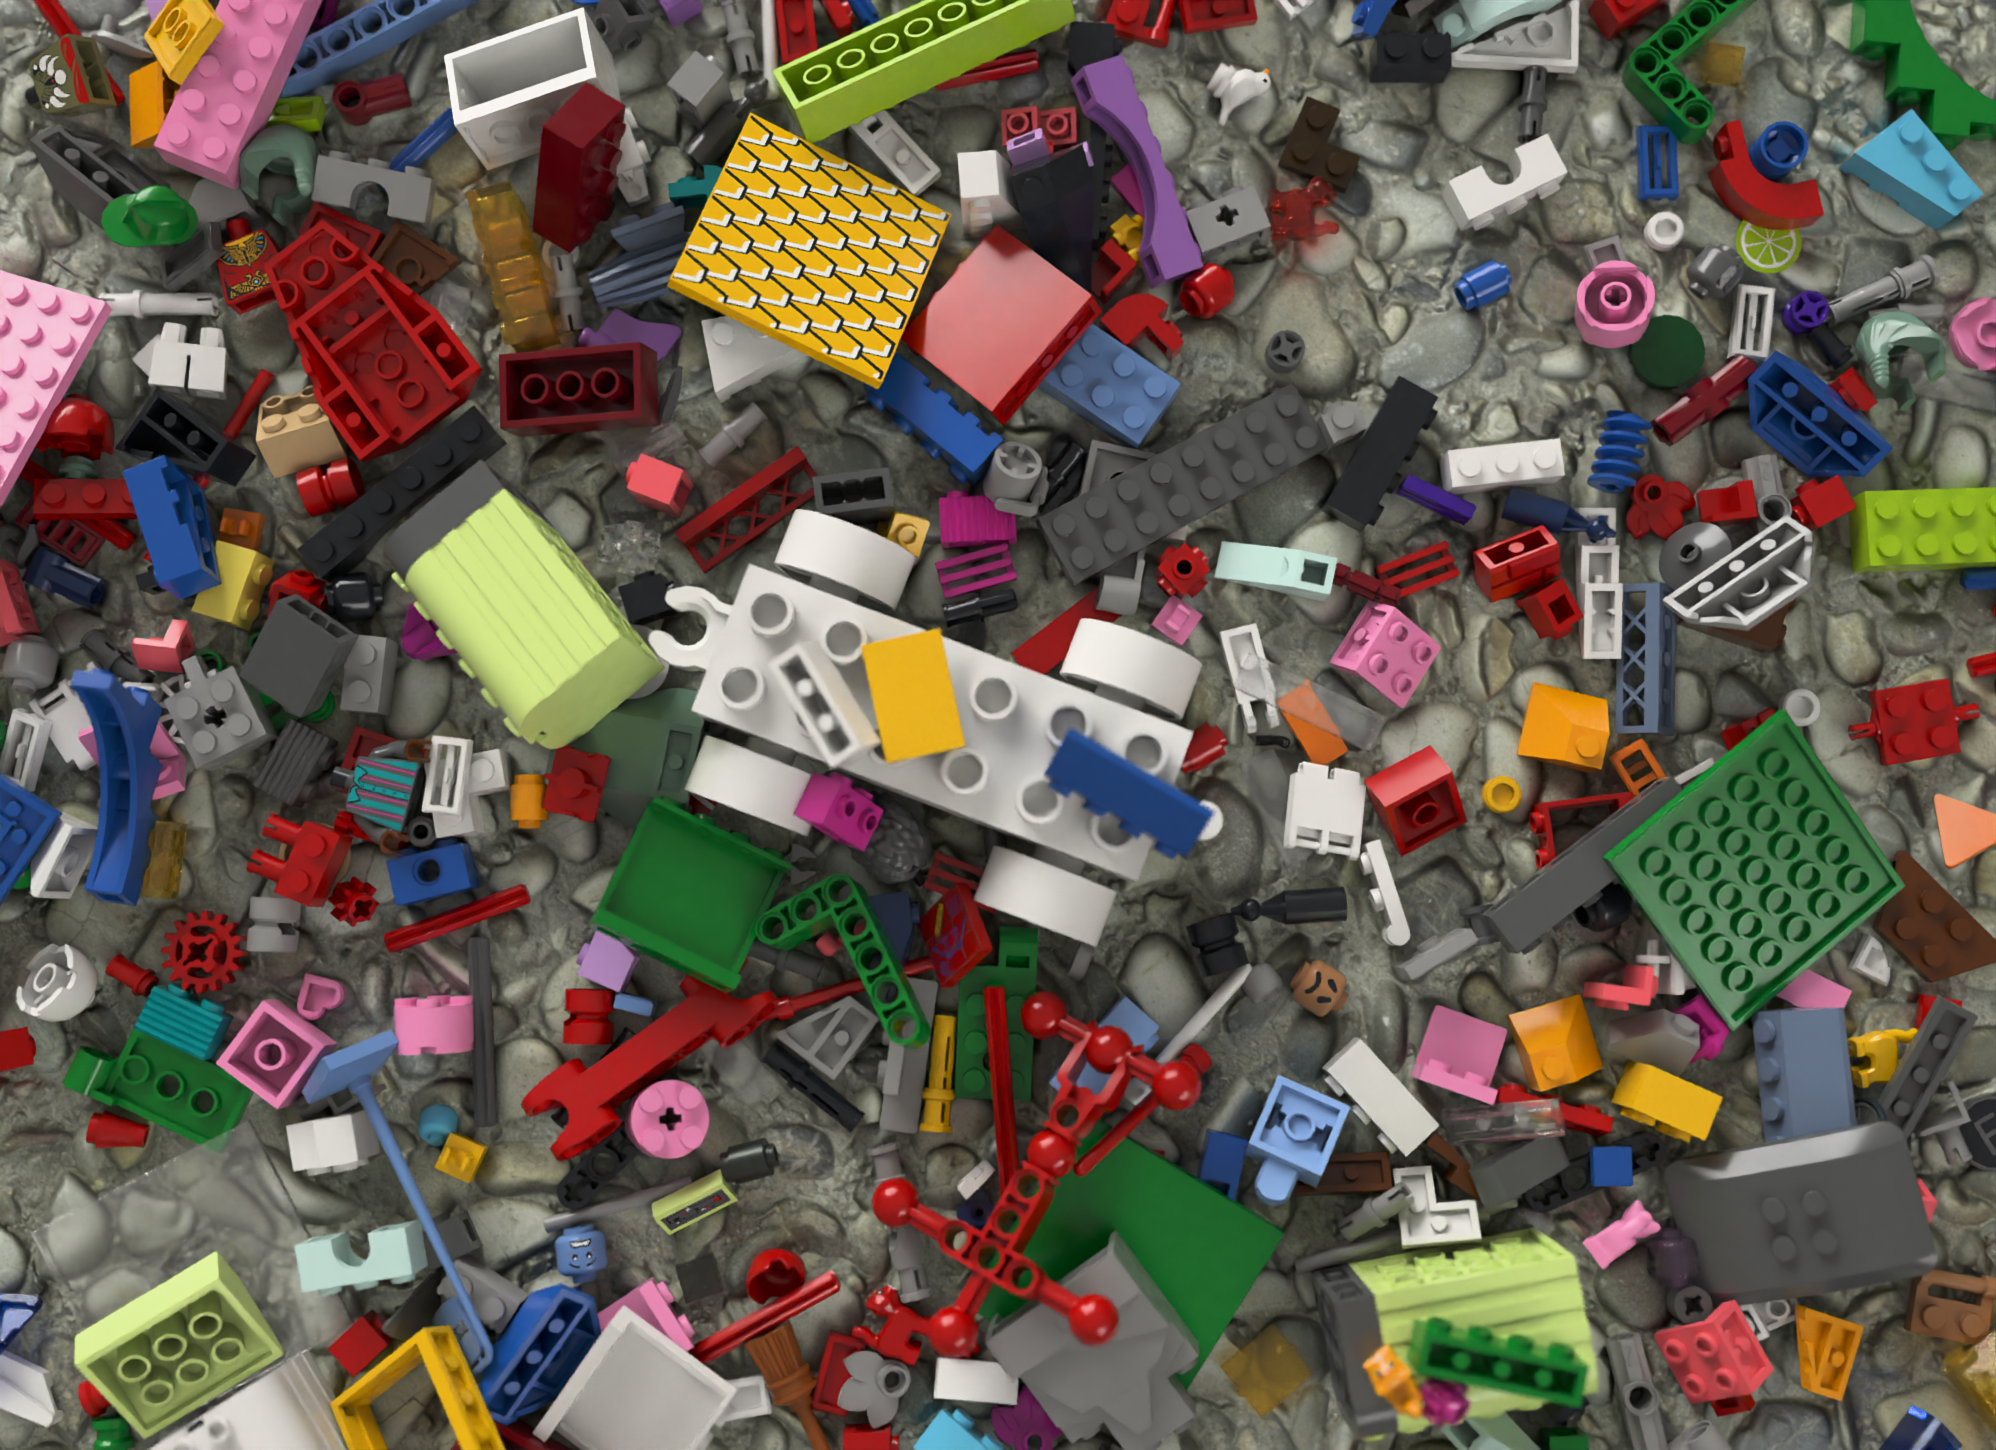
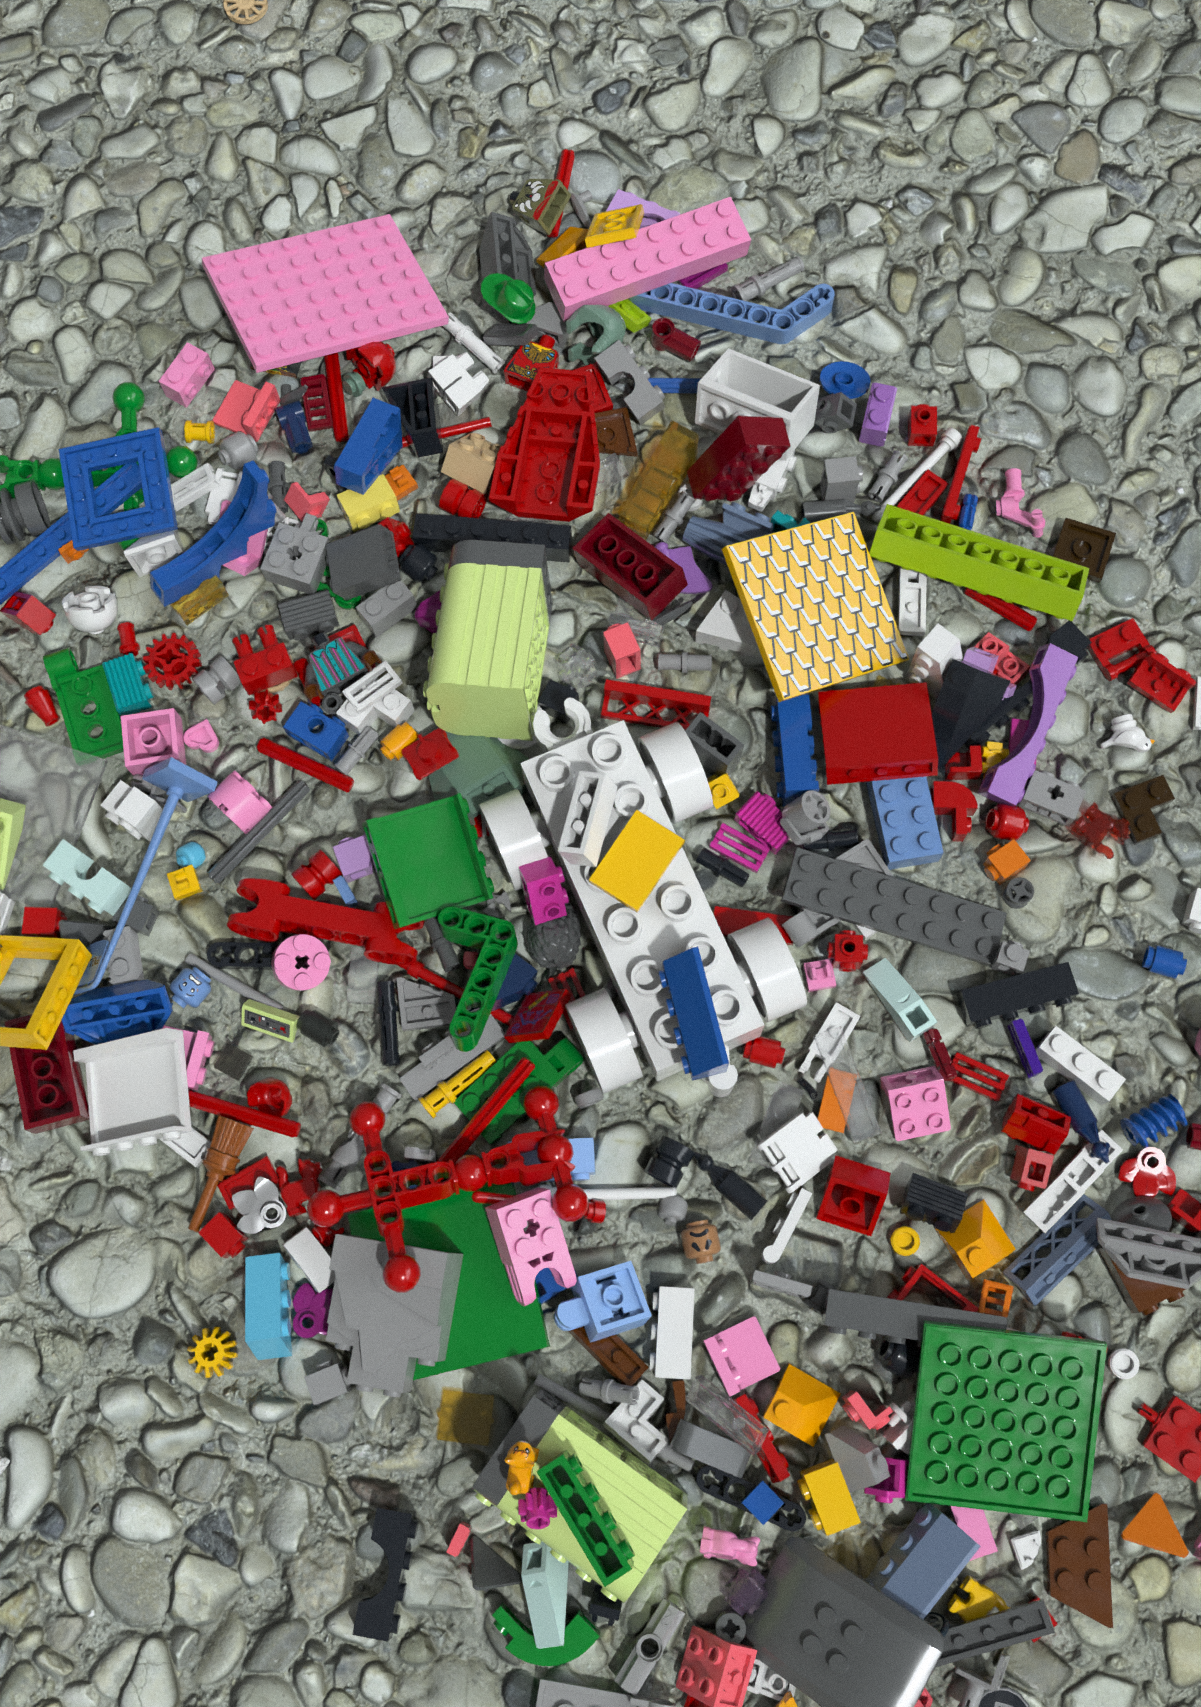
camera: 50 degrees right, 10 degrees down
(82, 499) = (340, 396): red plate -> none
(495, 852) = (356, 750): none -> light grey axle
(1172, 1157) = (532, 1250): none -> bright pink brick
(1243, 333) = (1005, 862): none -> orange brick
(1496, 734) = (933, 1203): none -> black brick

